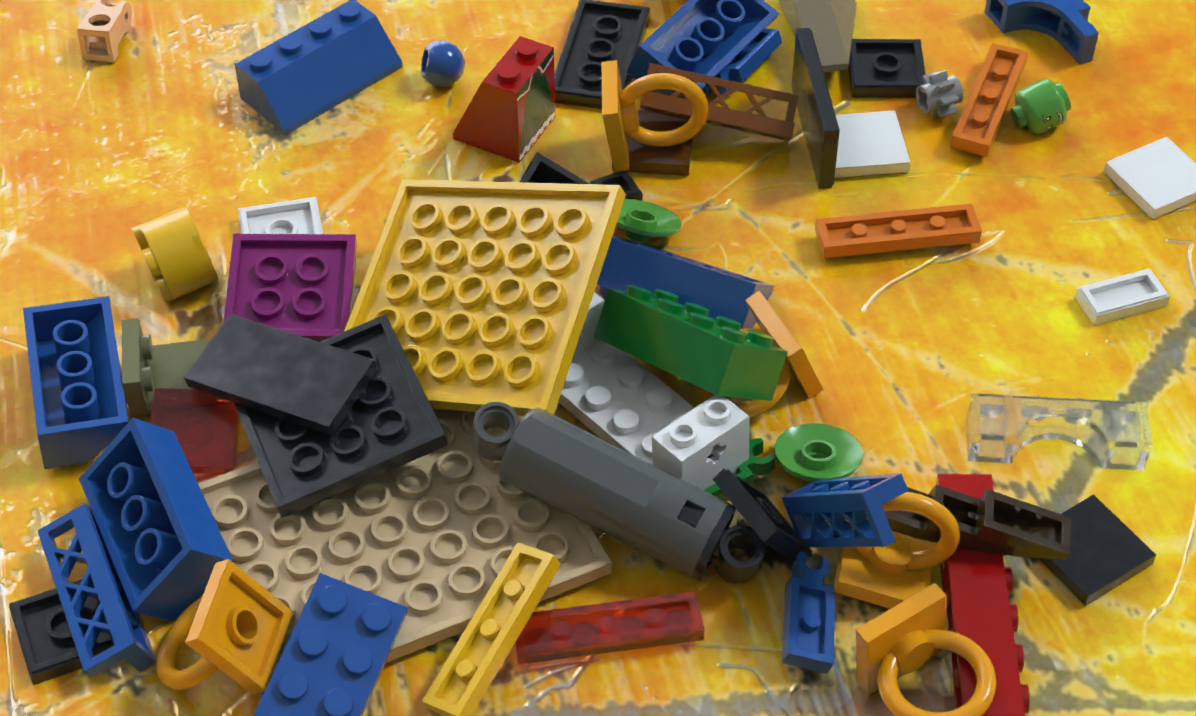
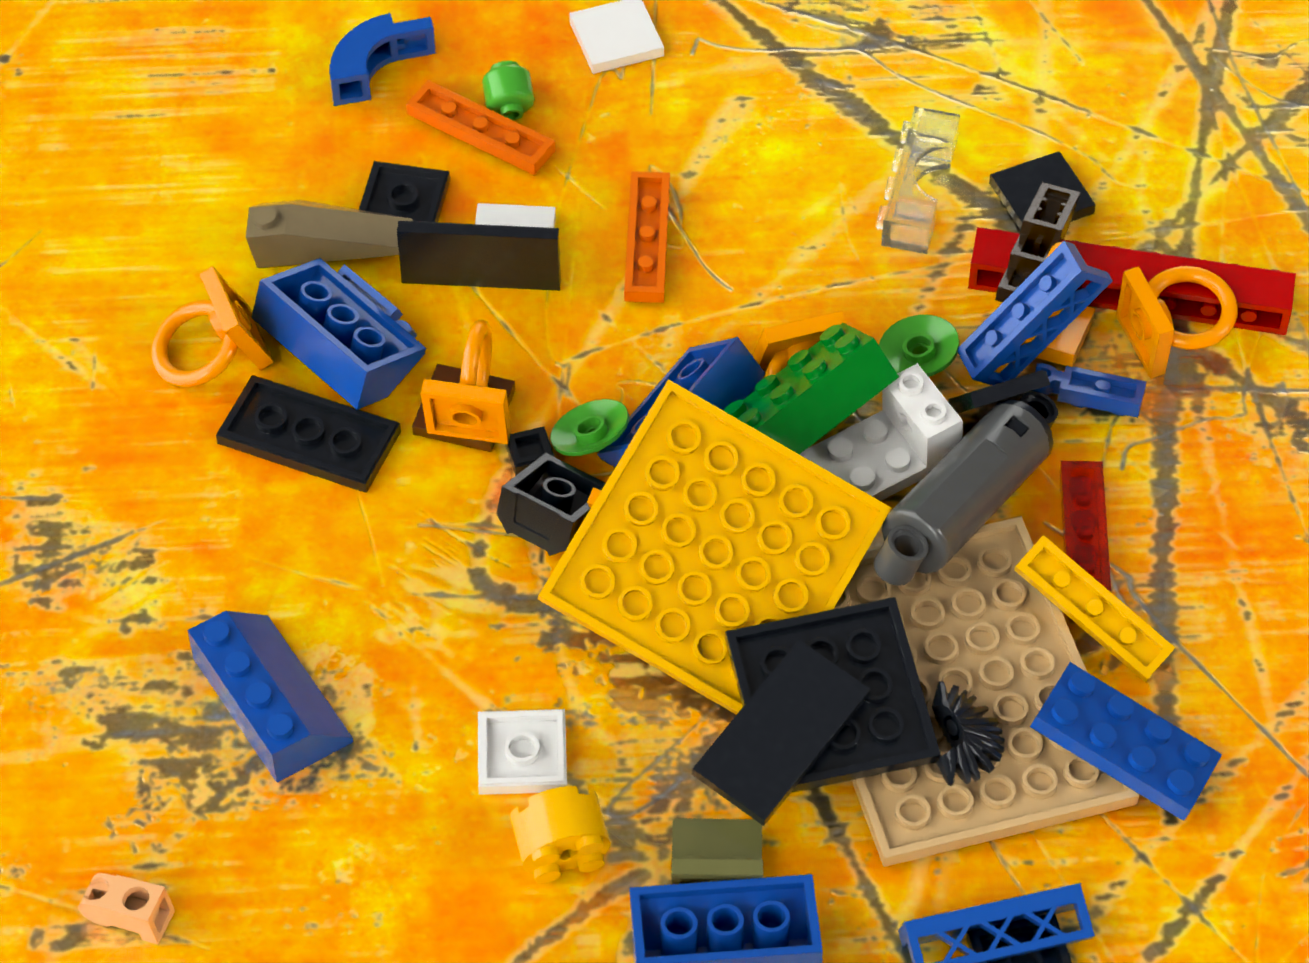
camera: 80 degrees left, 5 degrees up
(153, 520) = (936, 860): blue brick -> none
(203, 425) = (804, 840): clear red tile -> none
(233, 628) = (1086, 792): light orange tile -> none
(293, 282) = (624, 739): magenta plate -> none
(313, 533) = (972, 738): none -> black hair
(442, 63) = (301, 570): blue piece -> none
(512, 102) = (398, 508): red slope -> none
(724, 116) = (450, 340): dark orange fence -> none
(939, 94) = (471, 161): light grey gear -> none
(1122, 297) = (760, 100): white tile -> none

